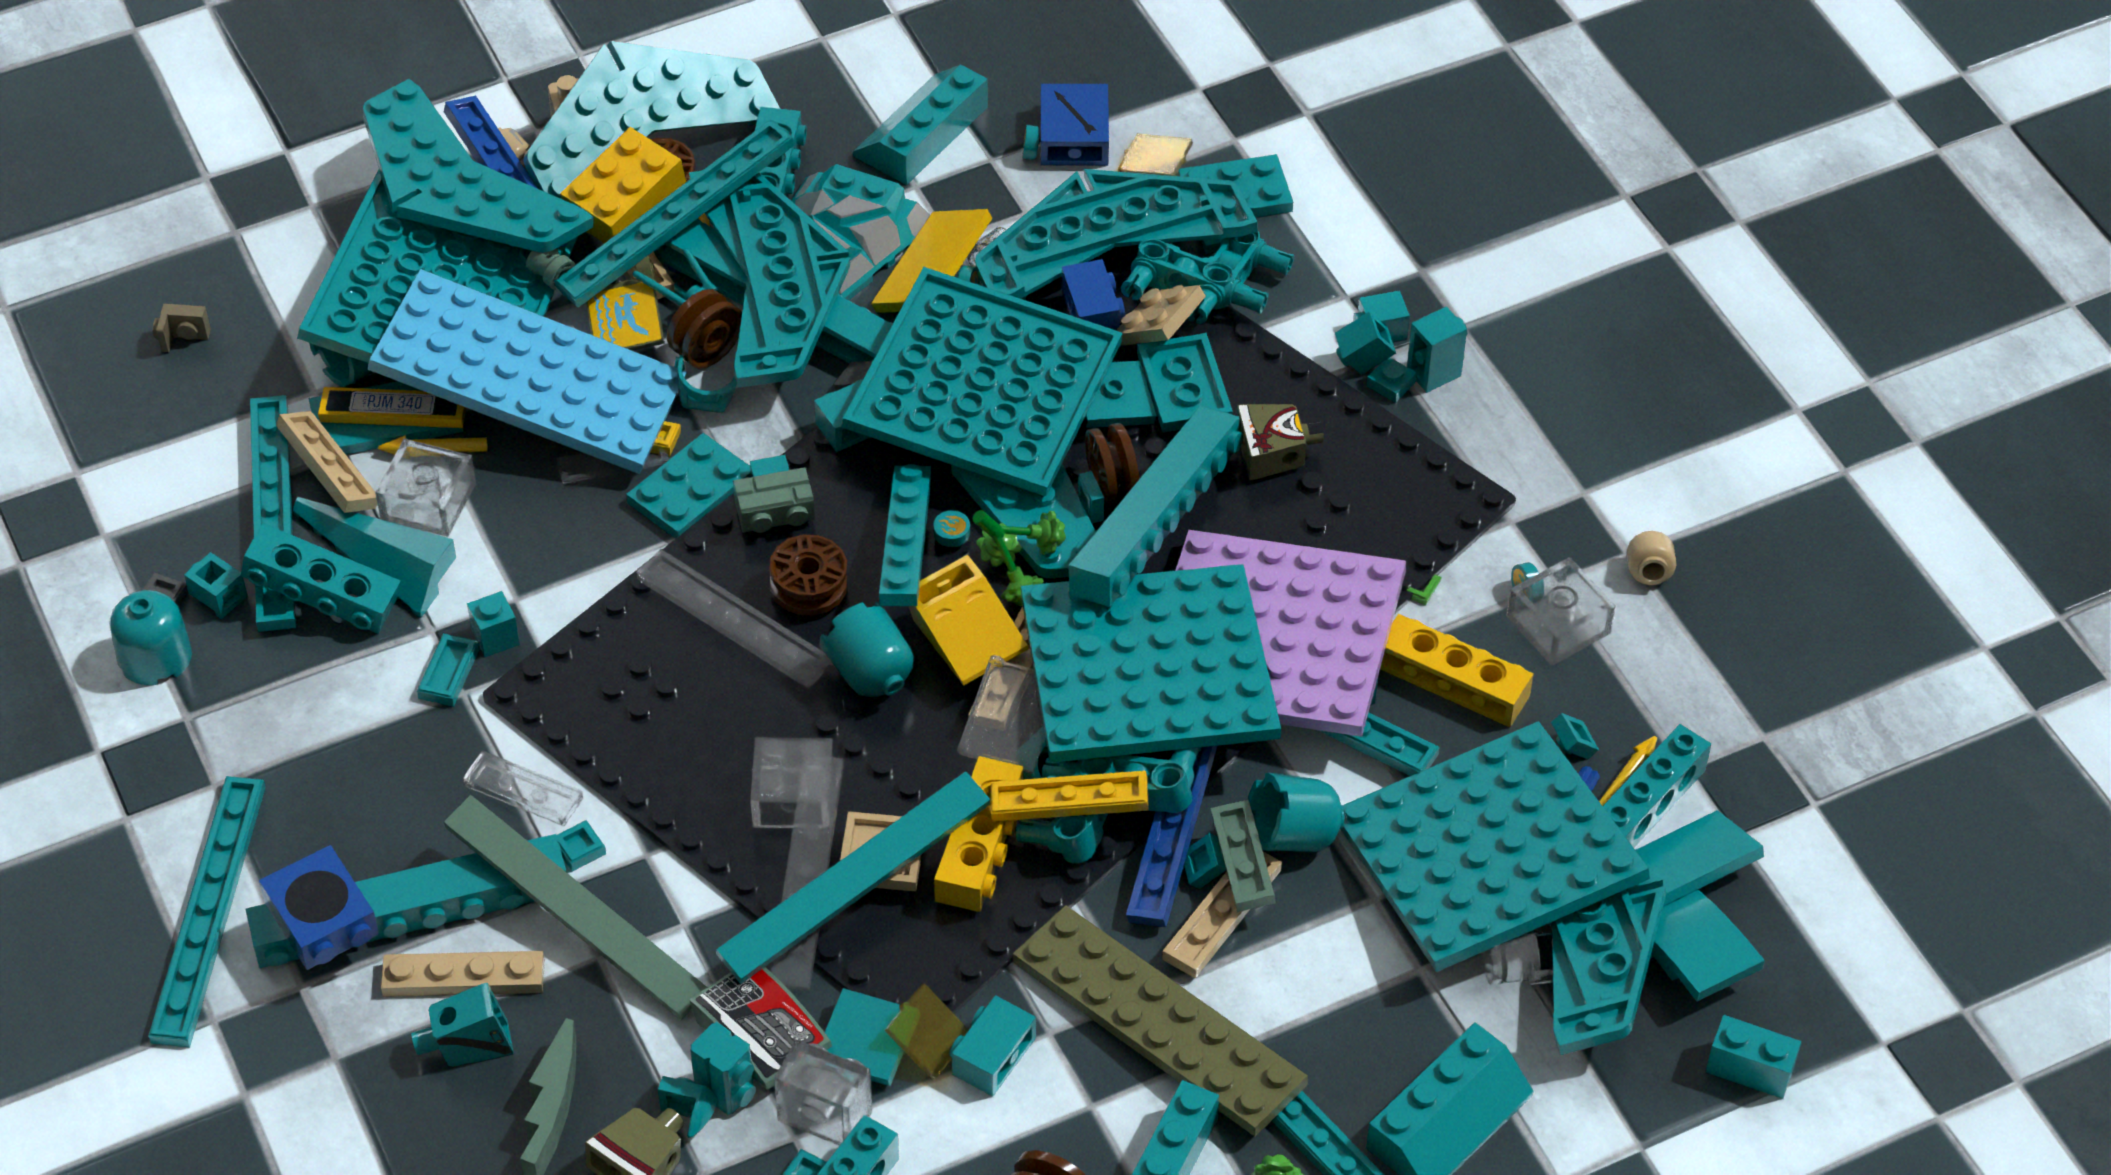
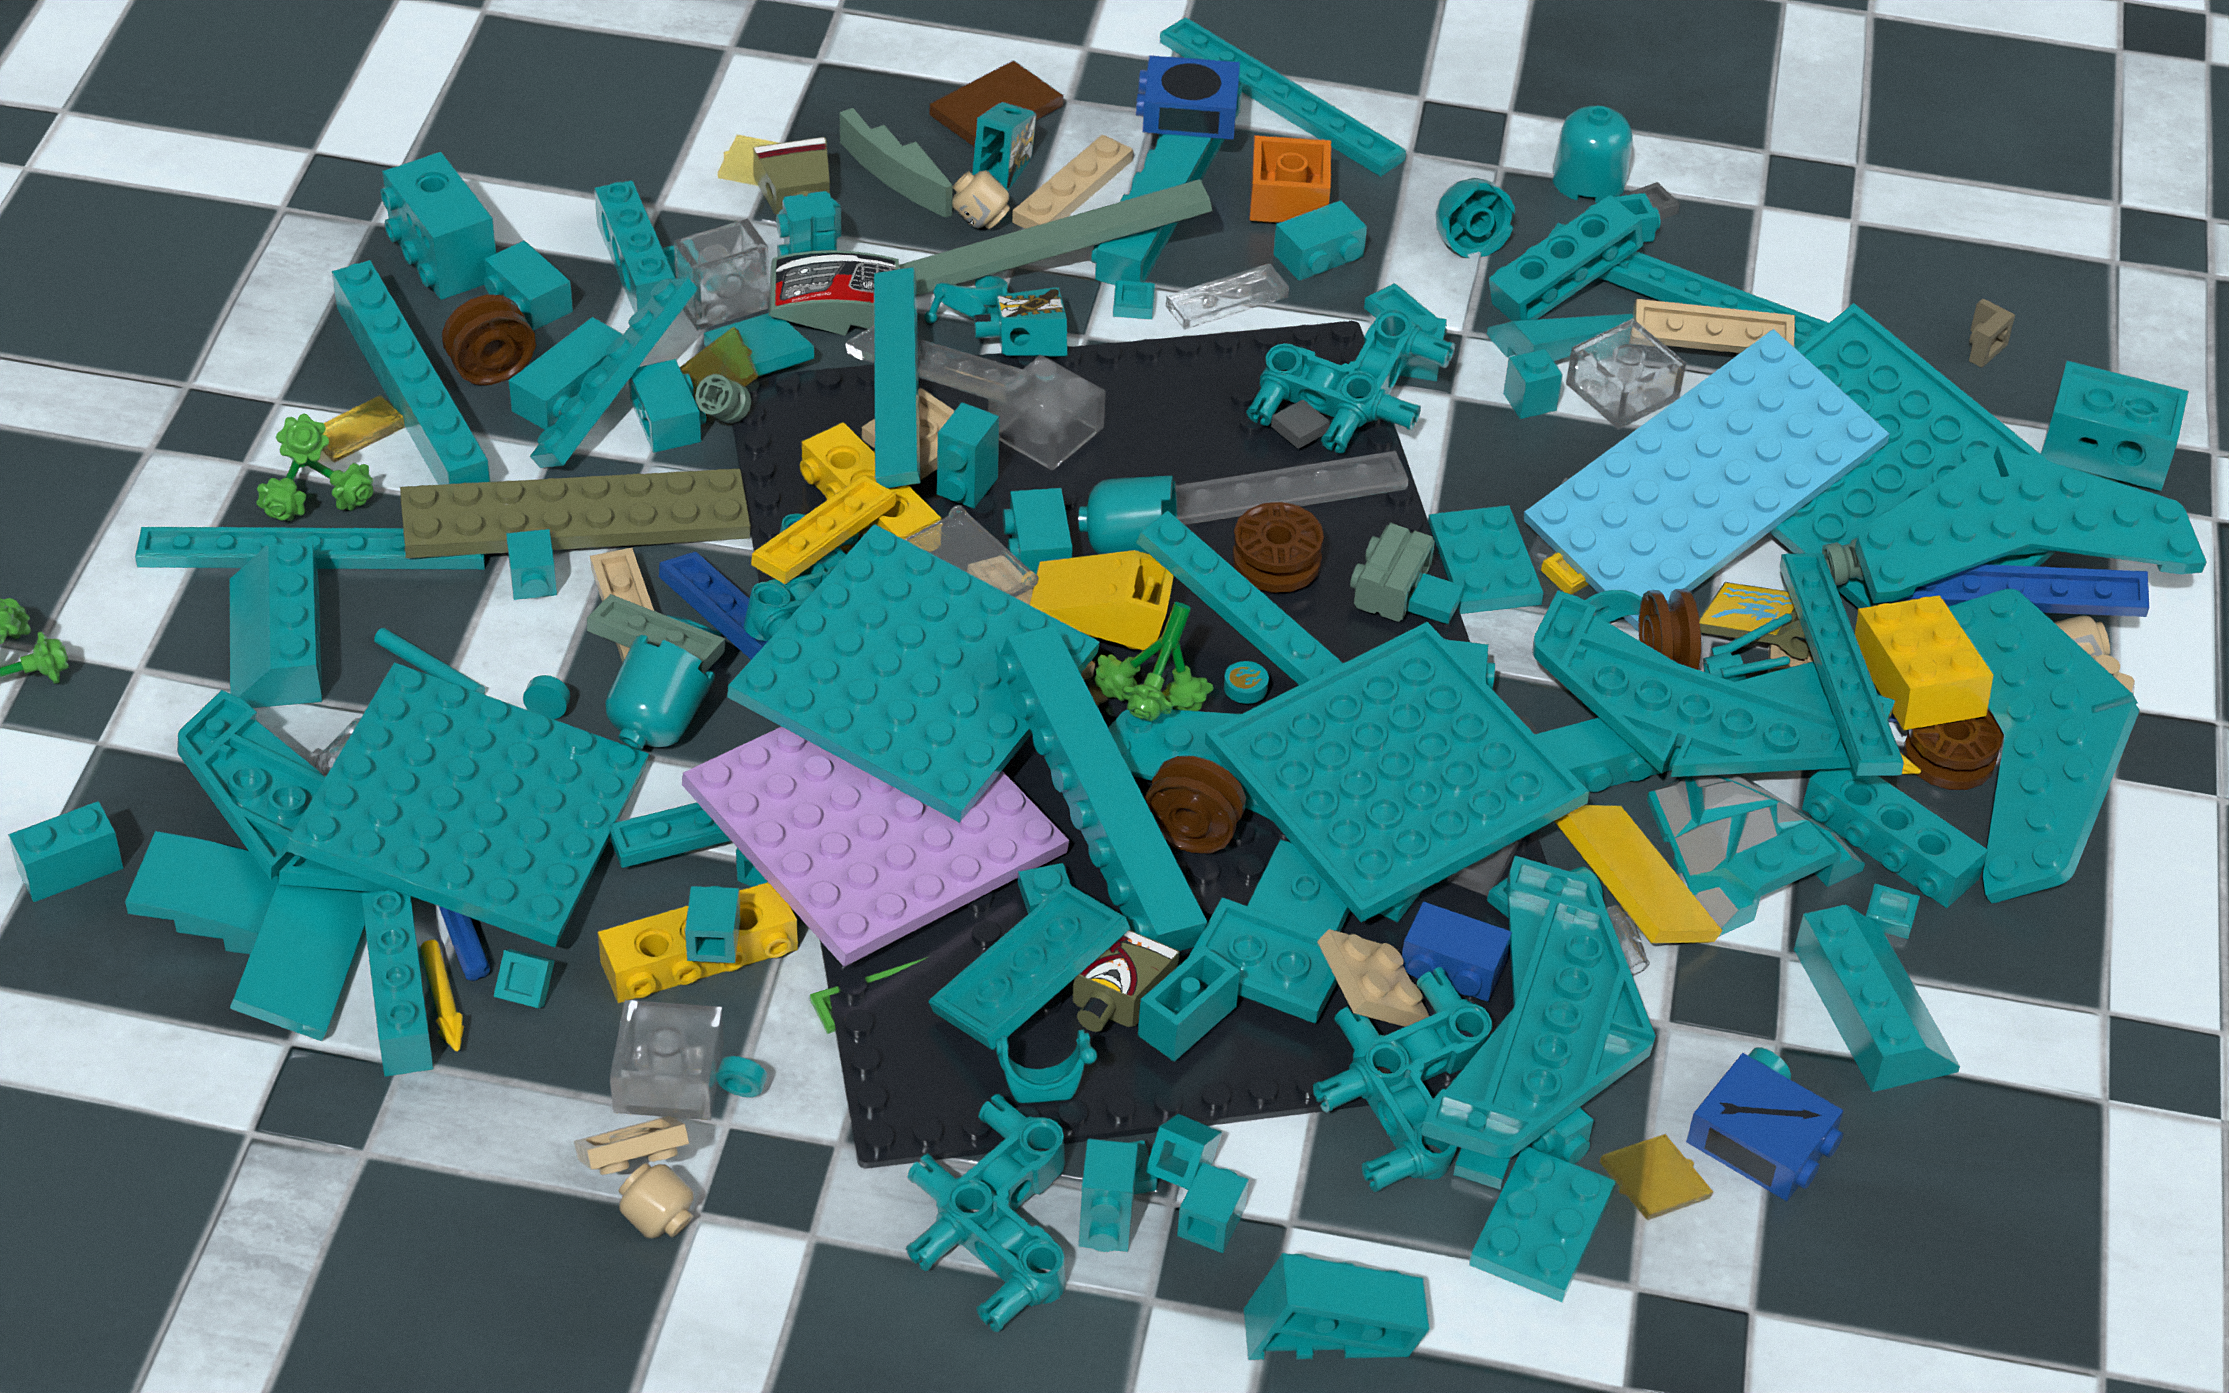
camera: 125 degrees right, 5 degrees down
(256, 205) = (2114, 425): none -> teal piece
(299, 673) = (1474, 217): none -> teal cylinder
(353, 807) = (1289, 177): none -> orange brick
(395, 1096) = (1005, 84): none -> reddish brown tile
(407, 758) = (1319, 240): none -> teal brick
(479, 540) = (1532, 383): none -> teal brick
(557, 998) = (980, 199): none -> tan head
(596, 611) = (1334, 387): none -> teal pin
(652, 644) = (1300, 423): none -> dark grey tile
(676, 918) = (968, 299): none -> teal helmet
(687, 869) = (1027, 323): none -> teal torso
(834, 150) = (1892, 910): none -> teal tile
(899, 777) = (967, 455): none -> teal brick
(924, 711) = (1037, 526): none -> teal brick
(970, 987) = (723, 398): none -> sand green wheel
(1004, 1078) = (608, 378): none -> teal plate
(1004, 1130) = (559, 373): none -> teal brick
(1235, 520) = (1040, 883): none -> teal plate
(1239, 998) = (531, 564): none -> teal brick
(1266, 381) = (1188, 1002): none -> teal brick
(1317, 473) = (1029, 965): none -> teal tile
(1344, 900) = (546, 696): none -> teal tile
(1366, 419) = (1048, 1083): none -> teal helmet
(1379, 1004) = (424, 660): none -> teal bar
(1402, 227) = (1335, 1307): none -> teal wedge
(1458, 631) = (712, 924): none -> teal brick
(1489, 414) = (996, 1232): none -> teal pin
(1638, 583) = (614, 1148): none -> tan plate

